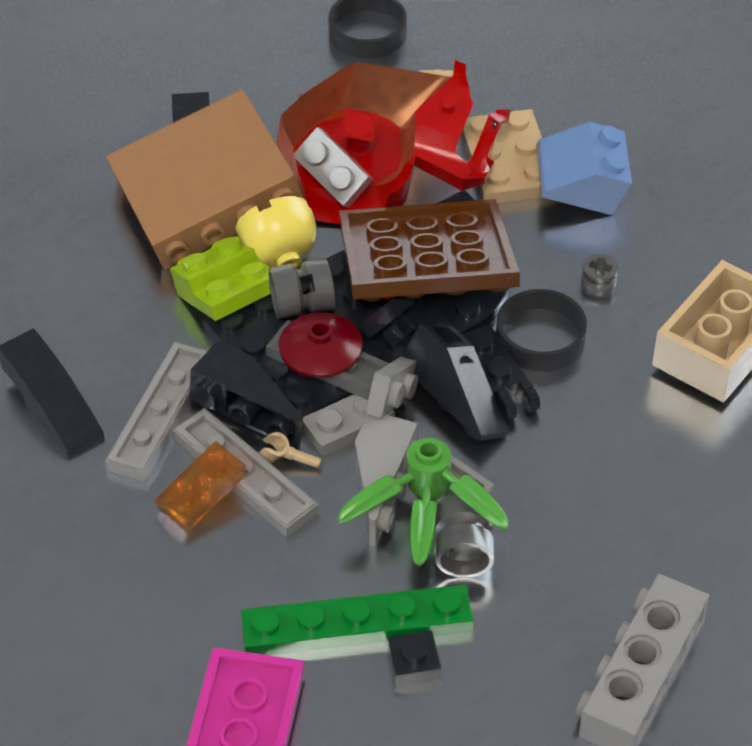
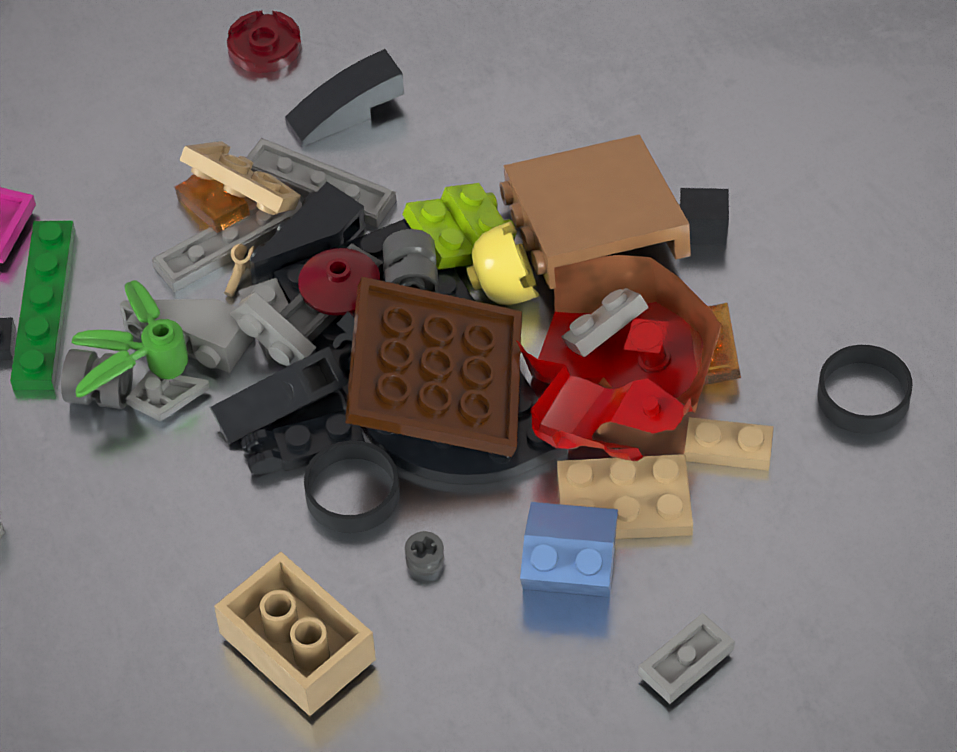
camera: 100 degrees right, 5 degrees up
(189, 444) = (213, 162): none -> tan wing
(660, 104) = (686, 658): none -> light grey plate

